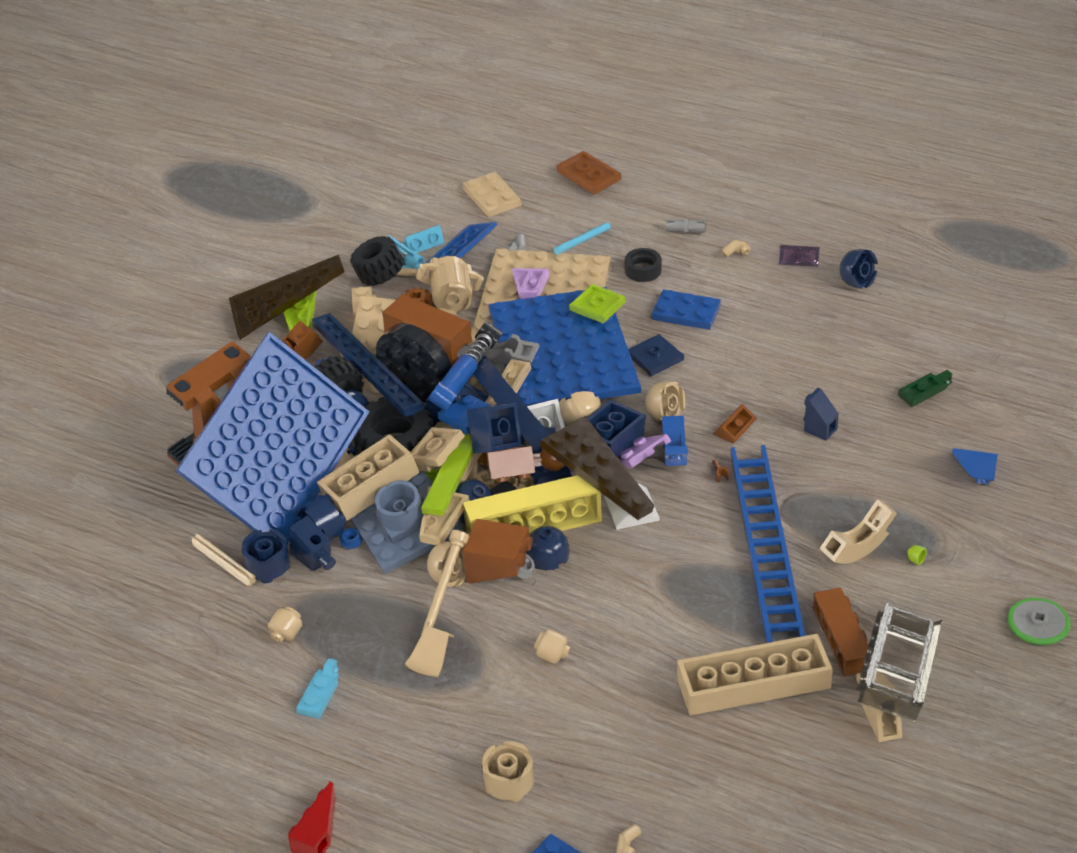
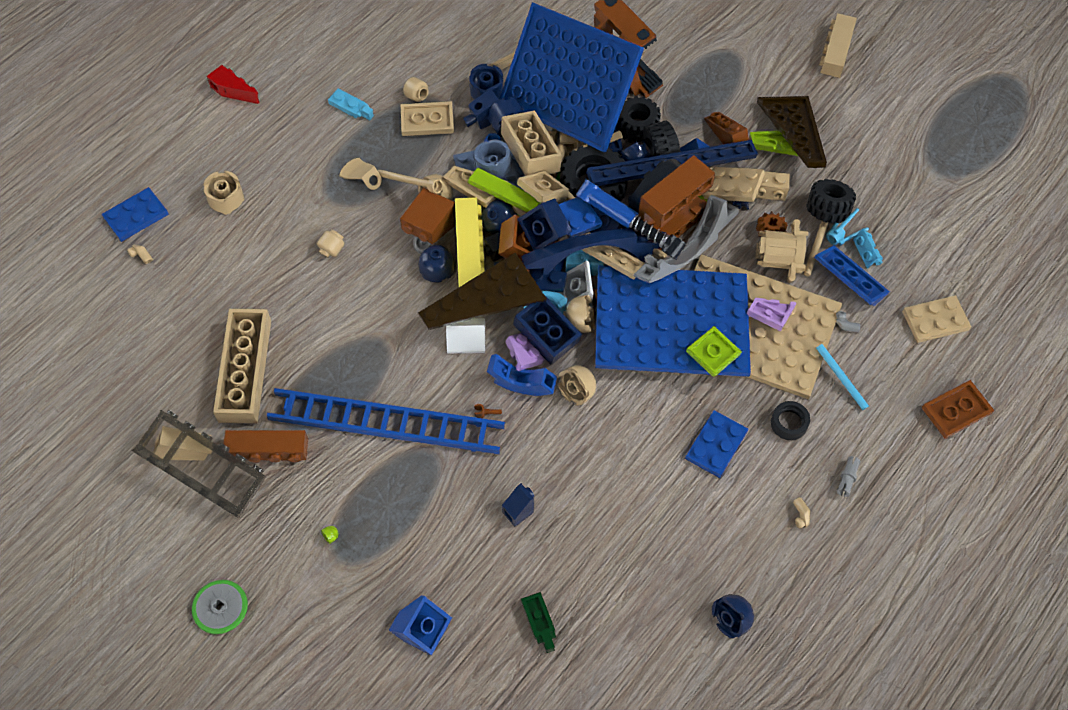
camera: 100 degrees right, 20 degrees up
(147, 285) = (838, 45): none -> tan brick
(329, 606) = (427, 118): none -> tan plate
(655, 355) = (656, 400): dark blue plate -> none
(735, 424) = (542, 440): dark orange slope -> none
(799, 255) = (779, 570): clear purple slope -> none
(862, 539) = (357, 485): tan arch -> none

